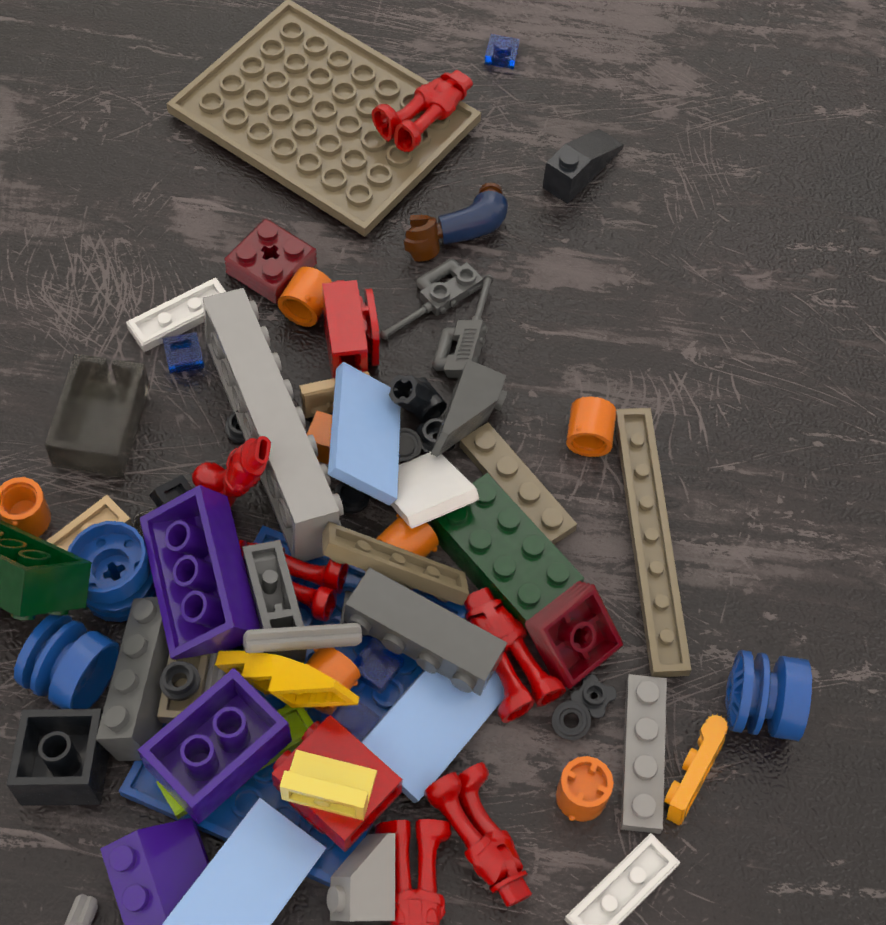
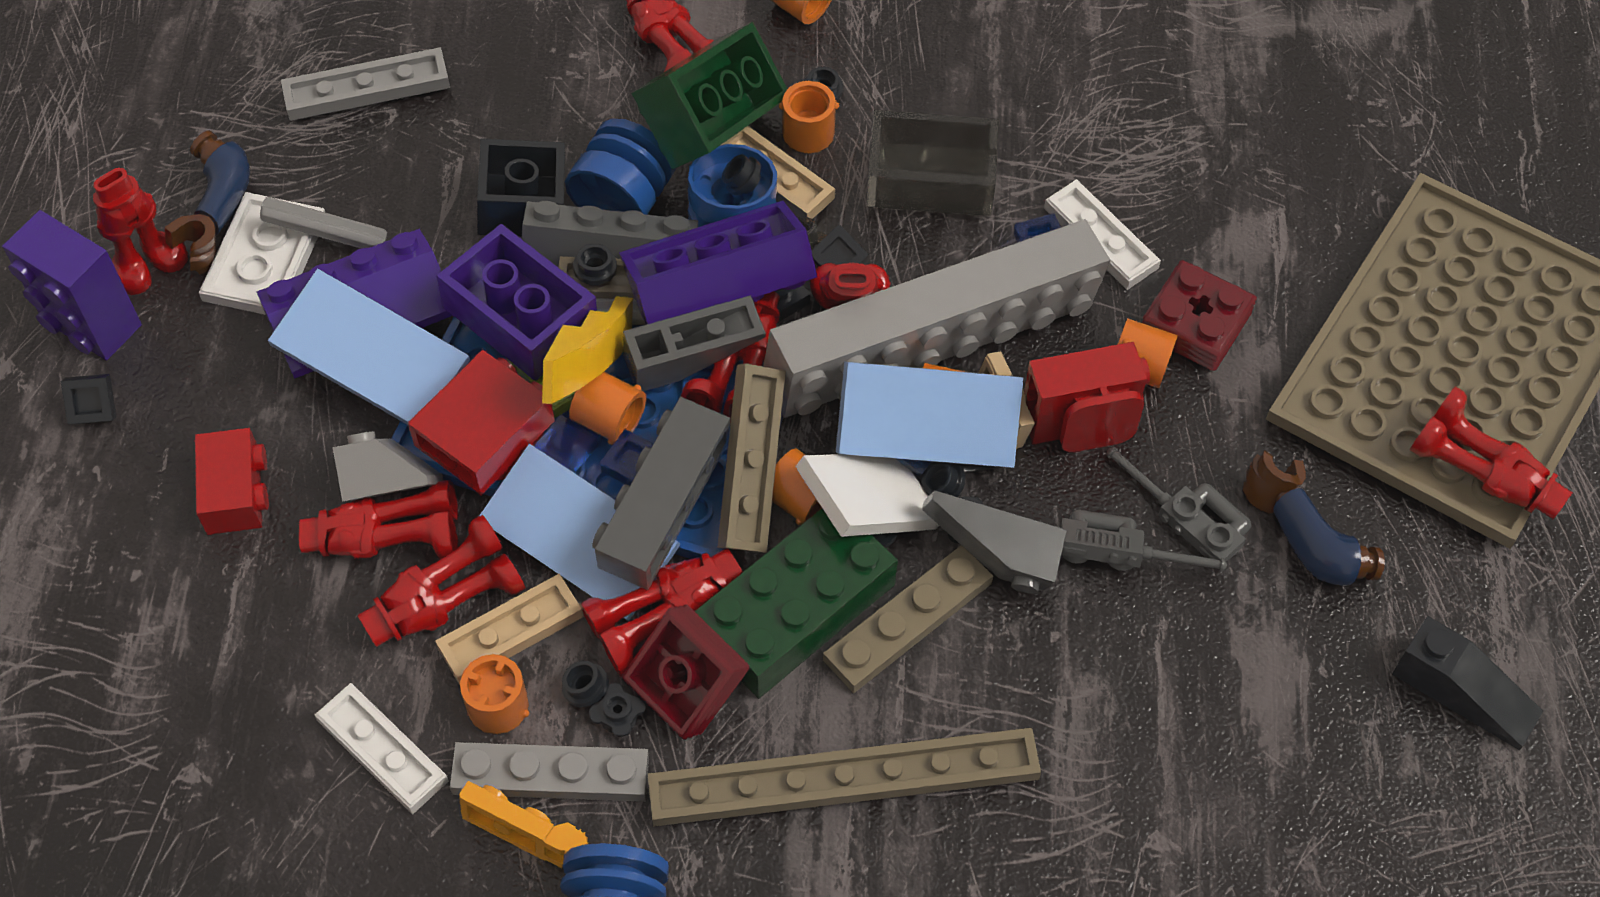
camera: 90 degrees right, 0 degrees up
(95, 553) = (741, 175): none -> black plate
(302, 637) = (635, 359): light grey axle -> none
(328, 784) = (462, 396): light yellow panel -> none
(417, 397) = (1006, 478): black piece -> none
(520, 780) = (512, 625): none -> tan plate
(591, 426) = (998, 695): orange piece -> none

